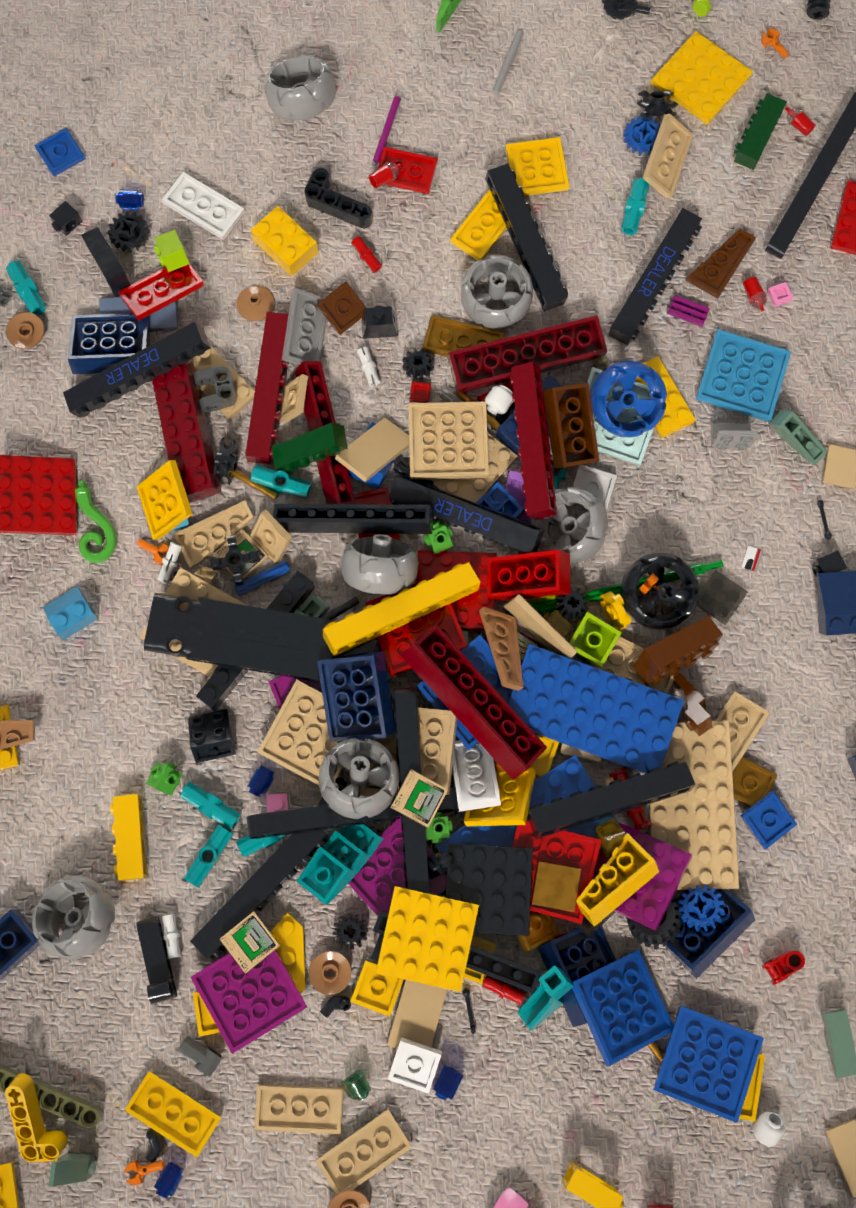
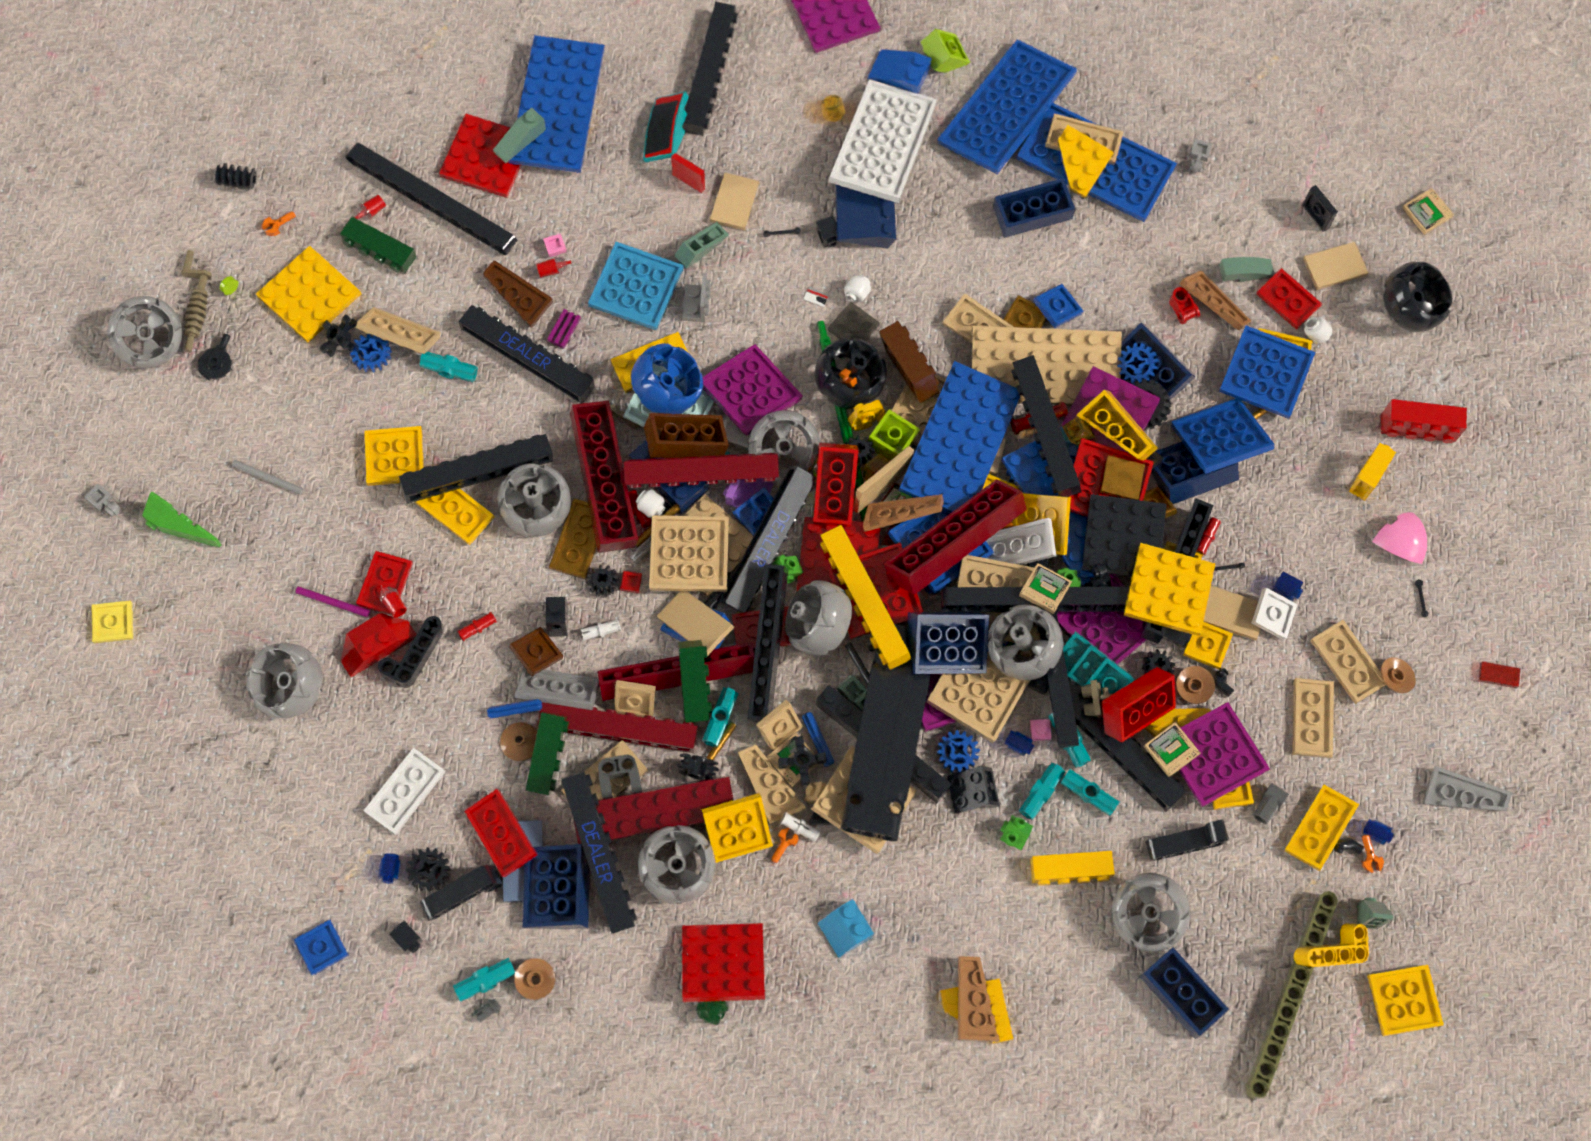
camera: 90 degrees left, 5 degrees down
(84, 501) = (730, 914): bright green plant -> none
(148, 453) = (686, 840): none -> light grey wheel
(170, 251) = (458, 821): lime brick -> none
(171, 936) = (1163, 828): white pin -> none
(238, 321) = (546, 753): none -> dark green brick
(244, 724) = (963, 757): none -> blue gear
(283, 294) = (514, 708): none -> blue axle
(284, 241) = (455, 706): yellow brick -> none
(297, 905) = (1139, 704): none -> red brick
(303, 861) = (1094, 690): none -> dark tan hips
(348, 167) = (374, 641): none -> red wedge
(356, 1086) = (1293, 664): clear green plate -> none
(546, 998) = (1215, 495): teal arch -> none
(635, 492) = (750, 388): none -> magenta plate
(696, 716) = (972, 351): reddish brown slope -> none
(764, 598) = (857, 288): none -> white head
(799, 998) = (1208, 293): none -> medium nougat wing
(807, 1095) = (1289, 299): none -> red plate

